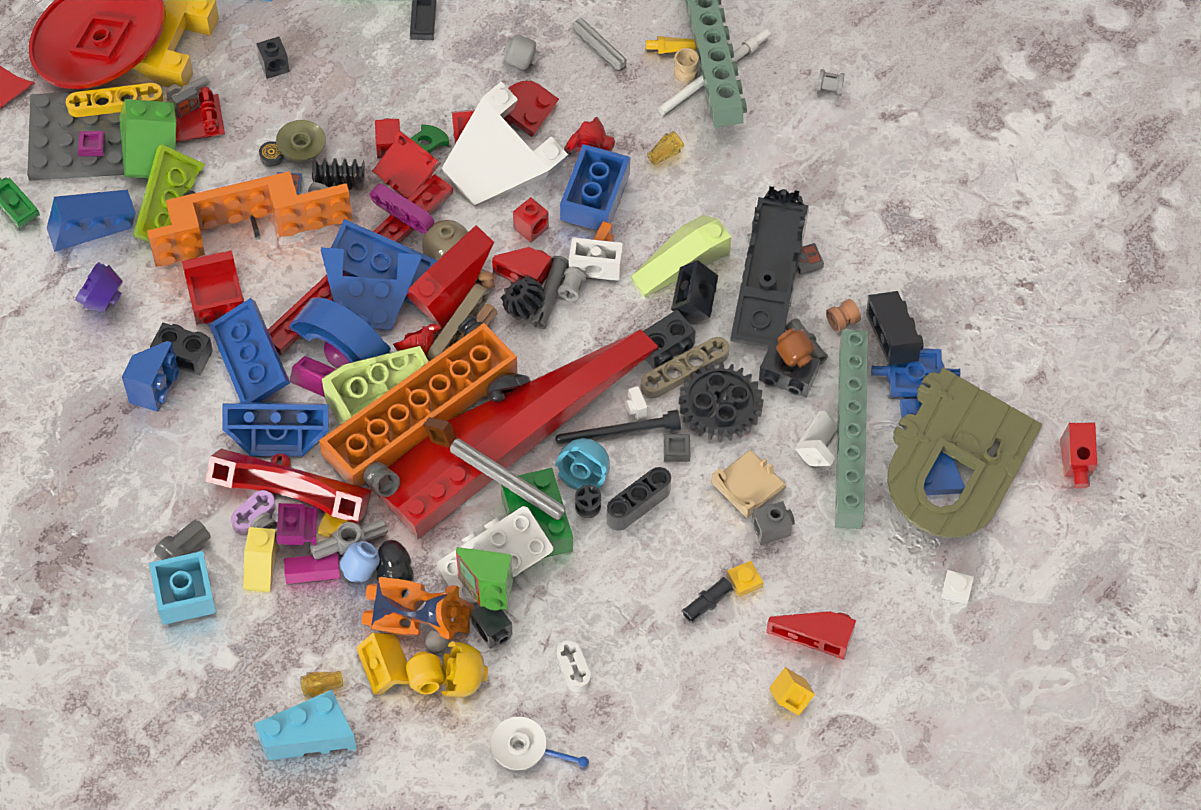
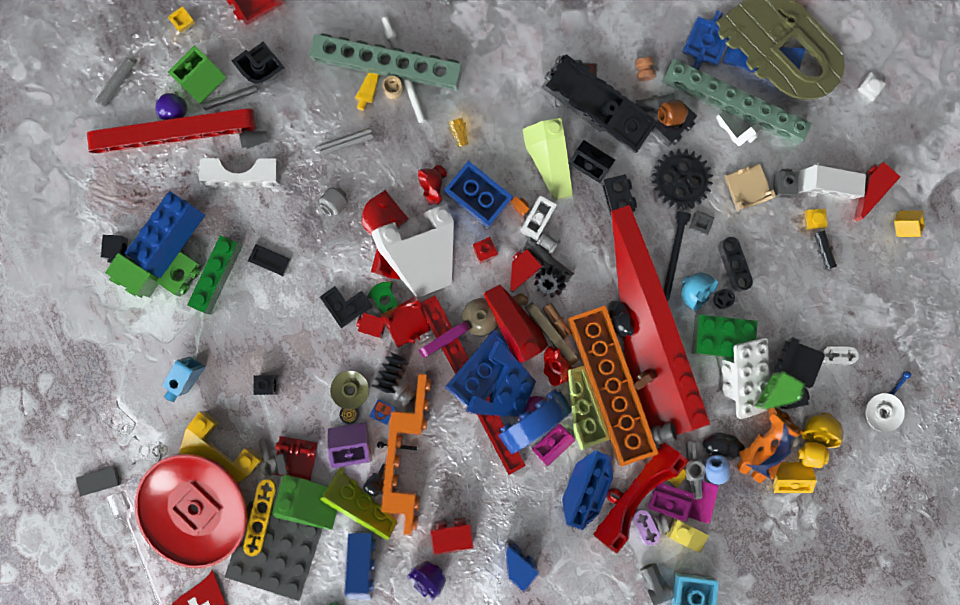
camera: 70 degrees left, 25 degrees up
(91, 143) = (293, 546): magenta tile -> none
(162, 293) = (451, 536): none -> red brick
(183, 343) = (501, 538): black brick -> none
(212, 286) = (454, 495): red panel -> none
(231, 159) = (348, 445): none -> medium lavender slope
(249, 353) = (522, 489): blue plate -> none
(306, 728) = (827, 547): medium azure wedge -> none
(320, 682) = (793, 525): clear yellow cone -> none
(396, 105) = (342, 310): none -> black plate
(469, 324) = (565, 327): black bush -> none
(507, 479) = (706, 349): light grey axle -> none
(540, 612) = (800, 362): none -> black bracket
(636, 404) = (663, 237): white plate -> none
(682, 364) = (640, 192): dark tan beam -> none
(800, 571) = (831, 181): none -> white wedge
(894, 327) = (673, 39): black brick -> none

